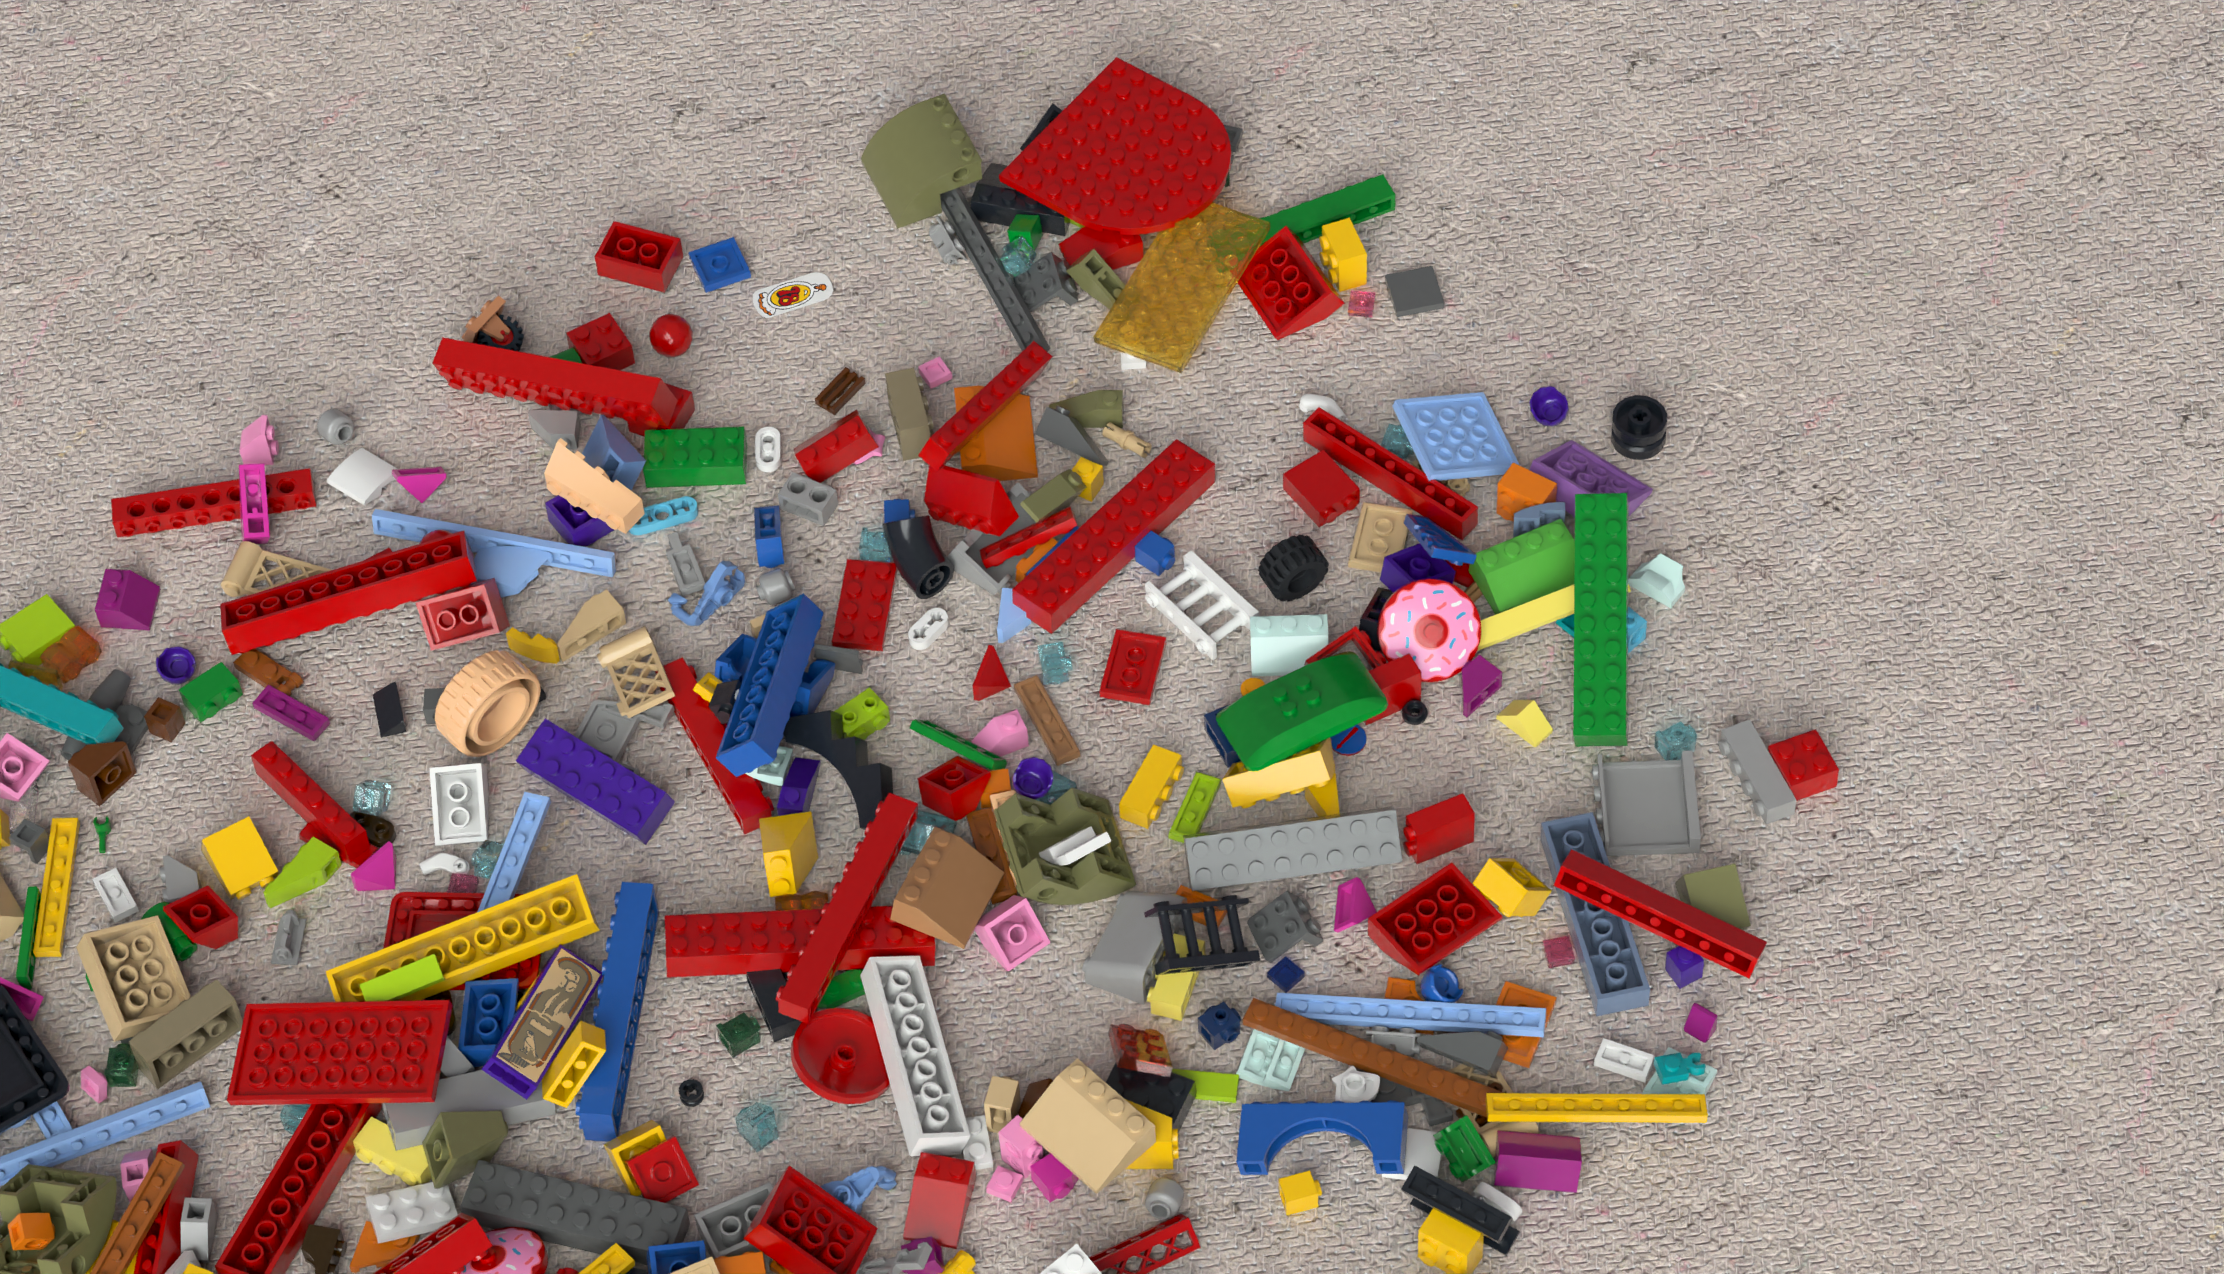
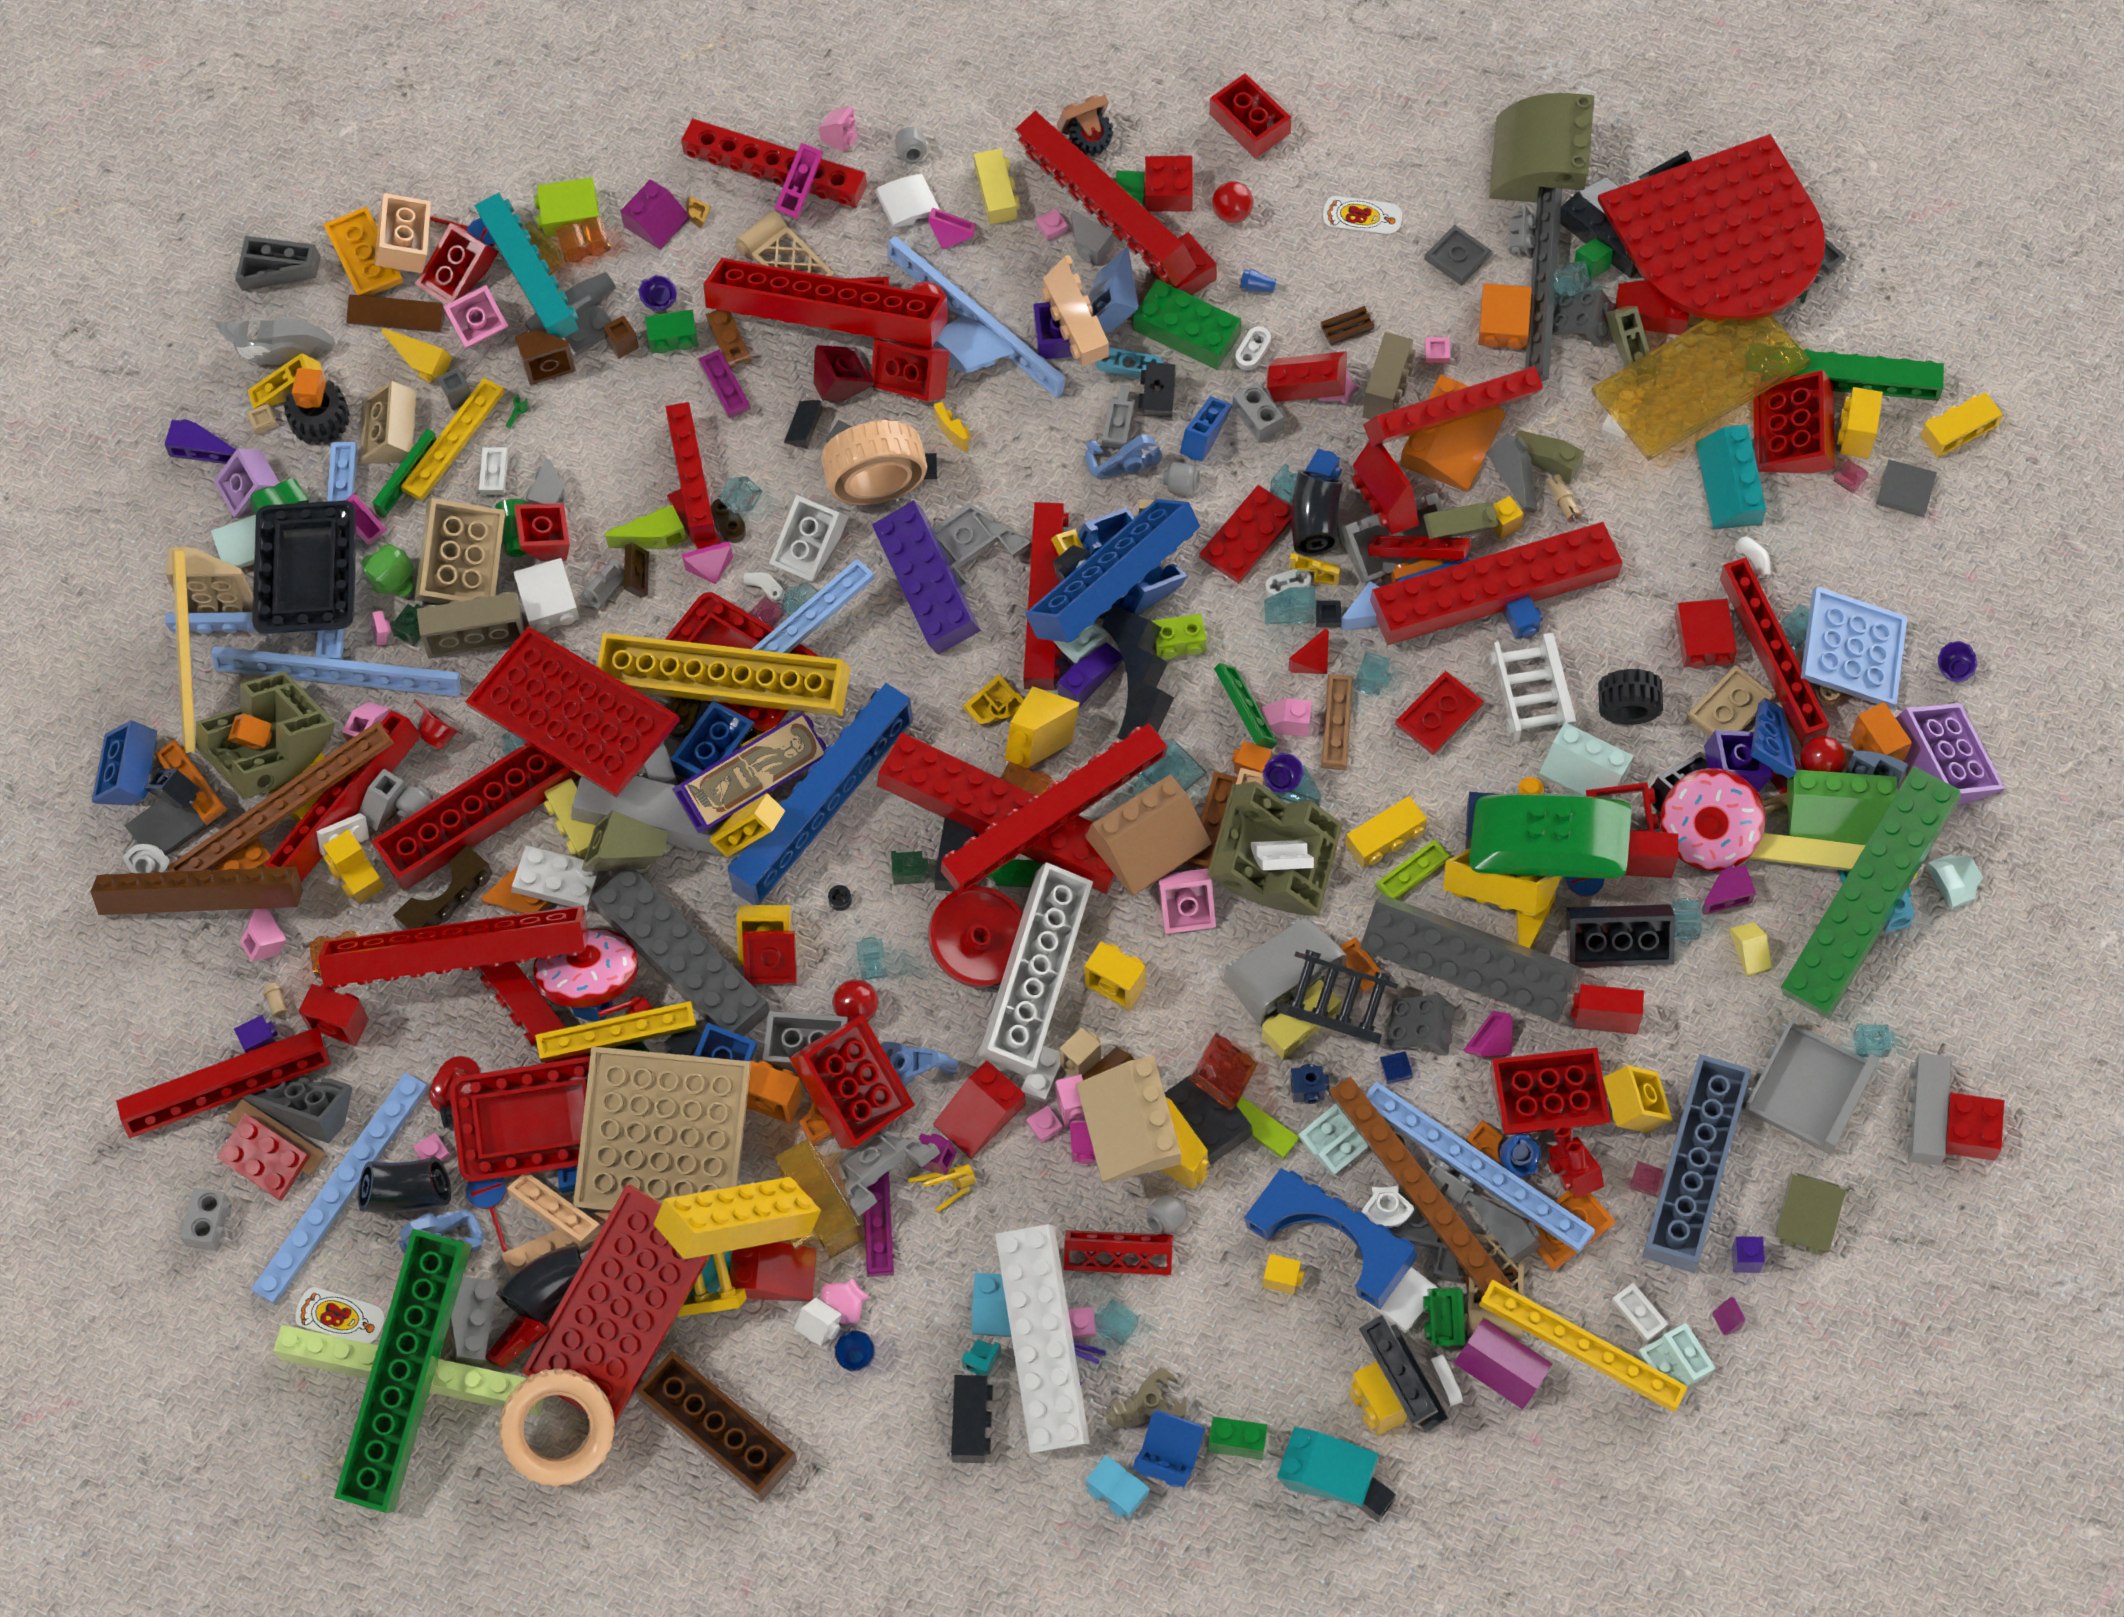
camera: 30 degrees right, 10 degrees up
(71, 1030) = (389, 571): none -> bright green piece
(165, 578) = (697, 211): none -> pearl gold tile
(208, 1142) = (433, 729): none -> red piece
(229, 1216) = (412, 801): none -> light grey head
(239, 859) = (605, 493): yellow slope -> none
(242, 972) = (546, 595): none -> white brick
(313, 912) = (636, 570): none -> dark brown plate
(397, 650) = (839, 372): none -> dark red slope
(403, 980) = (656, 676): lime tile -> none
(440, 425) = (996, 186): none -> light yellow brick
(512, 434) = (1051, 224): none -> bright pink plate
(593, 622) = (1013, 431): tan slope -> none
(628, 652) = (1022, 474): tan piece -> none
(705, 509) = (1158, 375): none -> black brick
(719, 264) = (1315, 156): blue plate -> none
(726, 857) = (993, 702): none -> yellow slope
(734, 392) = (1256, 282): none -> blue cone
(764, 1165) = (854, 999): none -> red piece
(844, 659) = (1193, 573): dark grey piece -> none
(901, 287) = (1457, 255): none -> dark grey tile
(944, 644) = (1291, 606): none -> clear light blue slope
(952, 601) = (1323, 571): none -> yellow slope
(954, 787) = (1216, 743): red slope -> none
(977, 316) = (1504, 316): none -> orange brick
(981, 634) = (1328, 613): none -> black plate
(990, 1023) = (1115, 975): none -> yellow brick
(1261, 353) = (1731, 478): none -> teal slope
(1409, 766) = (1620, 935): none -> black slope
(1414, 706) = (1660, 880): black plate -> none
(1427, 217) = (1961, 424): none -> yellow brick
(1456, 726) = (1687, 919): none -> clear light blue brick
(1486, 532) = (1823, 755): none -> red piece
(1492, 967) = (1574, 1164): none -> red brick
(1639, 427) = (2027, 724): black wheel -> none
(1660, 913) = (1749, 1200): red brick -> none
(1675, 1068) = (1676, 1347): teal plate -> none

